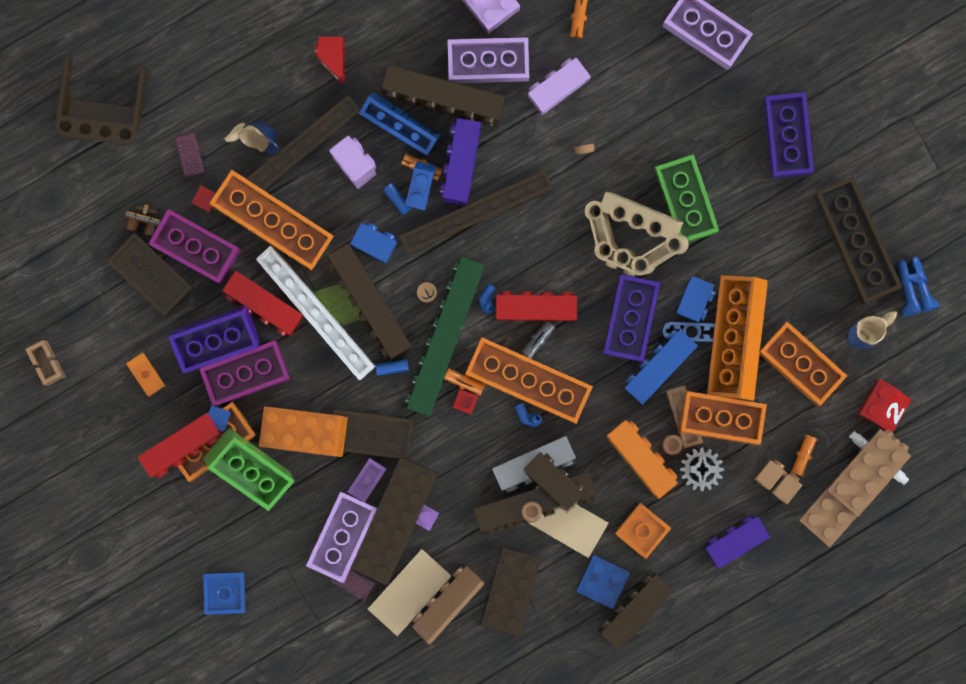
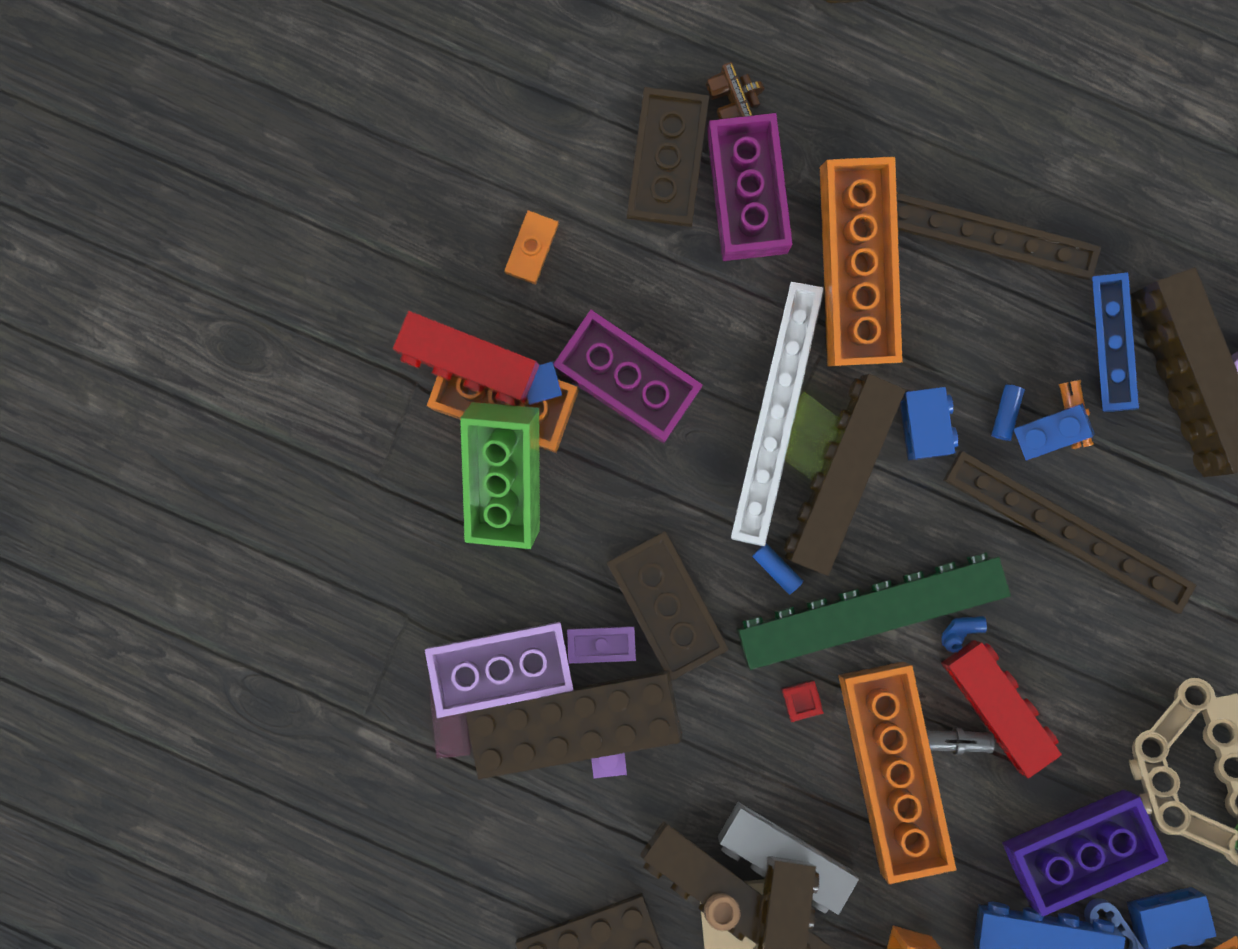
camera: 55 degrees right, 0 degrees up
(43, 355) = (460, 90): medium nougat piece -> none
(190, 155) = (864, 97): clear pink tile -> none
(203, 198) = (816, 154): red tile -> none
(214, 339) = (644, 302): dark purple brick -> none
(224, 593) = (313, 561): blue plate -> none
(255, 135) = (955, 164): tan hair -> none
(263, 303) = (738, 333): red brick -> none
(303, 431) = (605, 512): orange brick -> none
(332, 56) = (1140, 184): red slope -> none
(353, 162) = (1025, 315): lavender brick -> none
(409, 592) = (491, 811): tan tile -> none
(427, 292) = (911, 542): medium nougat tile -> none
(448, 604) = (510, 882): medium nougat slope -> none
(462, 161) = (1128, 462): dark purple brick -> none
(464, 381) = (833, 703): orange pin -> none
(527, 418) = (841, 802): blue arm -> none

